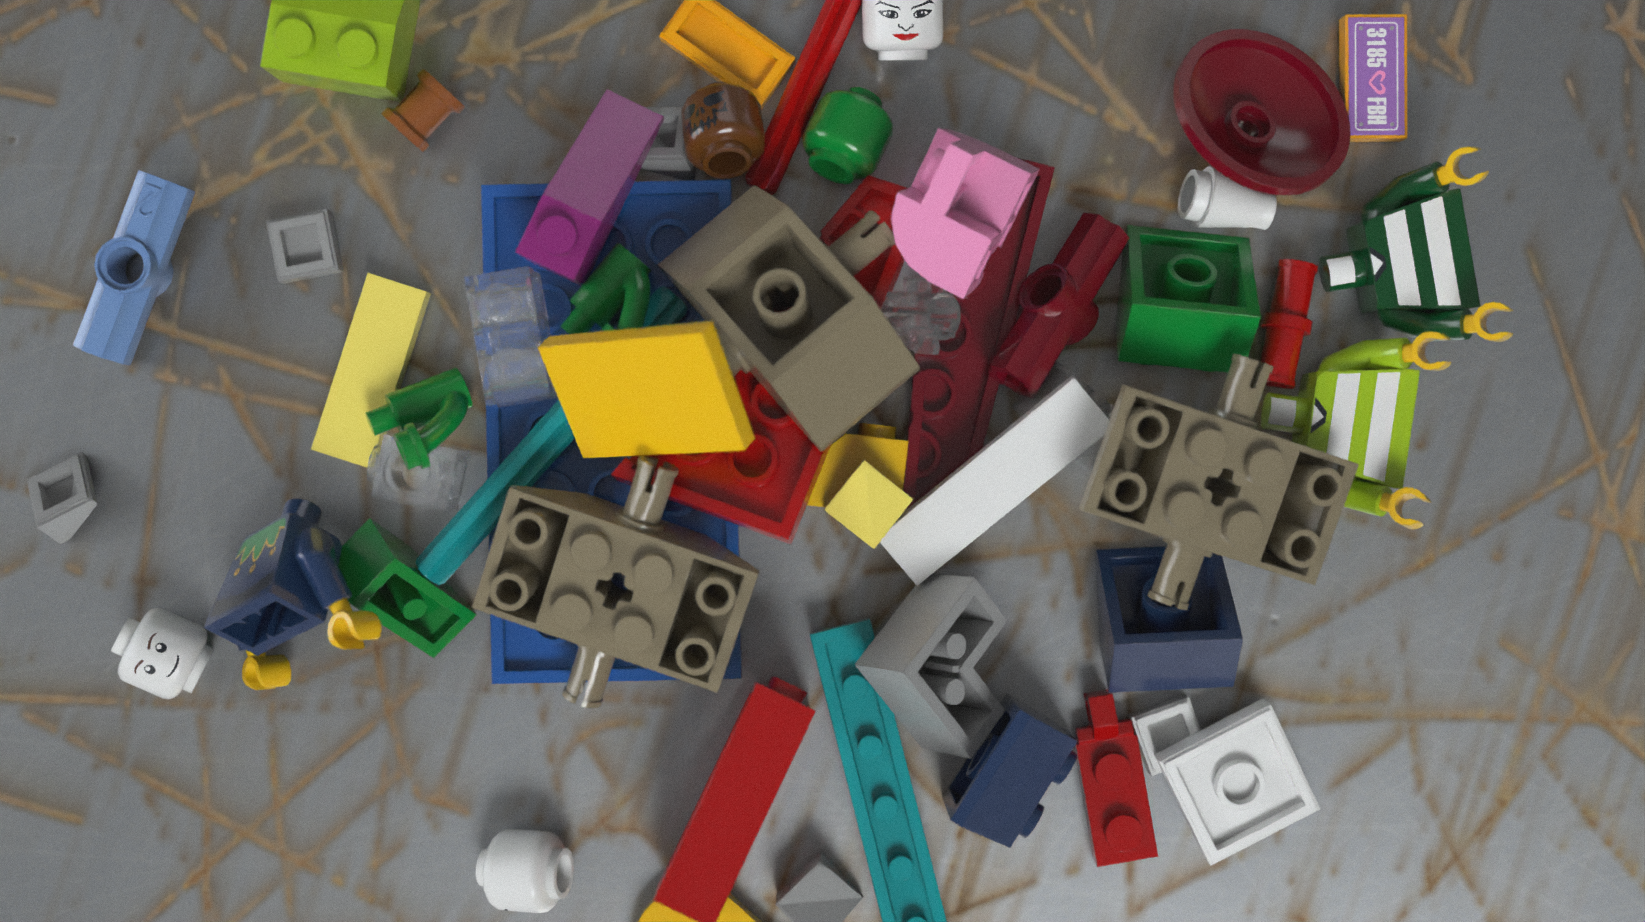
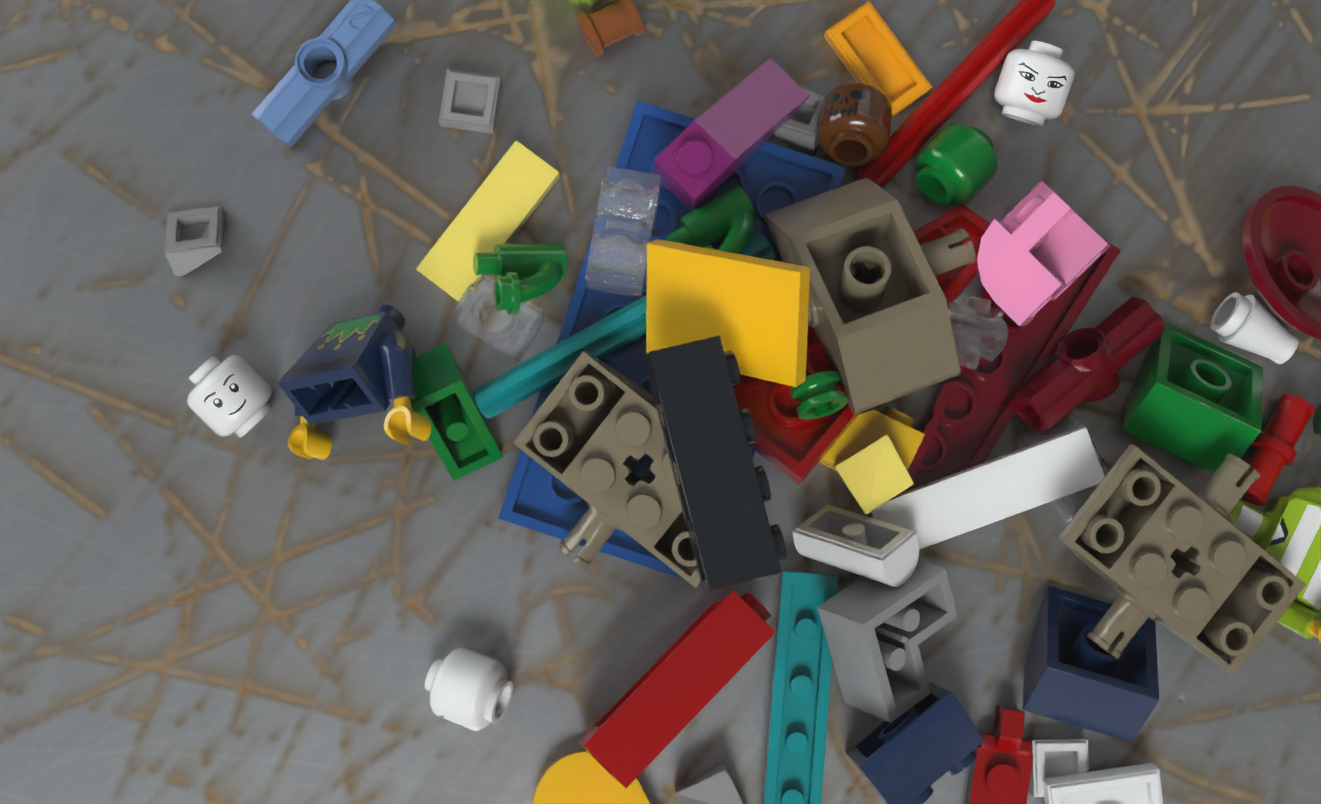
camera: 15 degrees right, 5 degrees down
(683, 564) = (713, 464): none -> black brick
(777, 445) = (819, 395): none -> green bush
(878, 582) = (859, 545): none -> white brick

